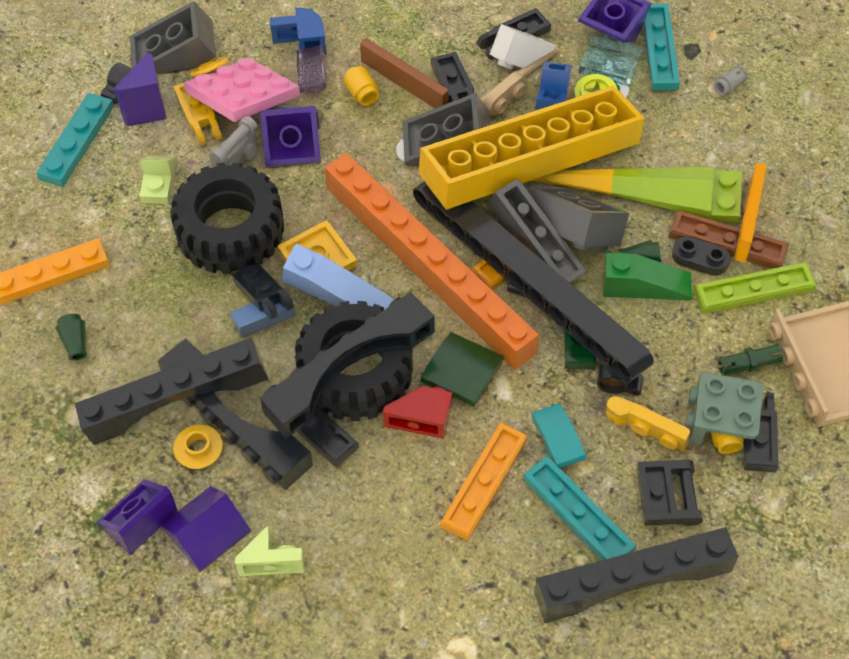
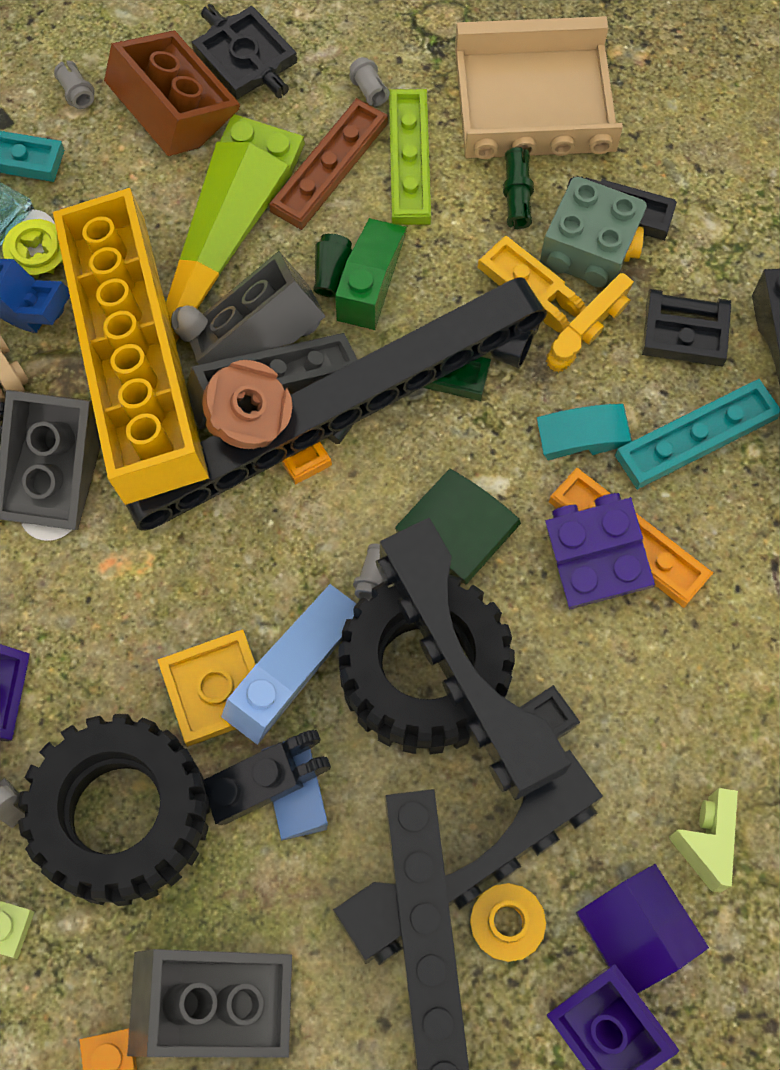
camera: 80 degrees left, 10 degrees up
(124, 294) = (210, 1004): none -> dark grey slope
(420, 412) = (519, 586): red slope -> none
(432, 261) = (260, 532): orange brick -> none
(463, 454) = (599, 551): none -> dark purple plate
(488, 226) = (228, 420): none -> nougat plate
(564, 180) = (188, 322): none -> light grey hinge
(672, 378) = (510, 261): none -> yellow hinge
(700, 256) = (347, 196): black plate -> none
(744, 130) = (169, 90): none -> dark orange slope
(750, 212) = (308, 118): light orange tile -> none
(800, 167) = (244, 51): none -> black plate
(812, 243) = (364, 74): none -> light grey pin

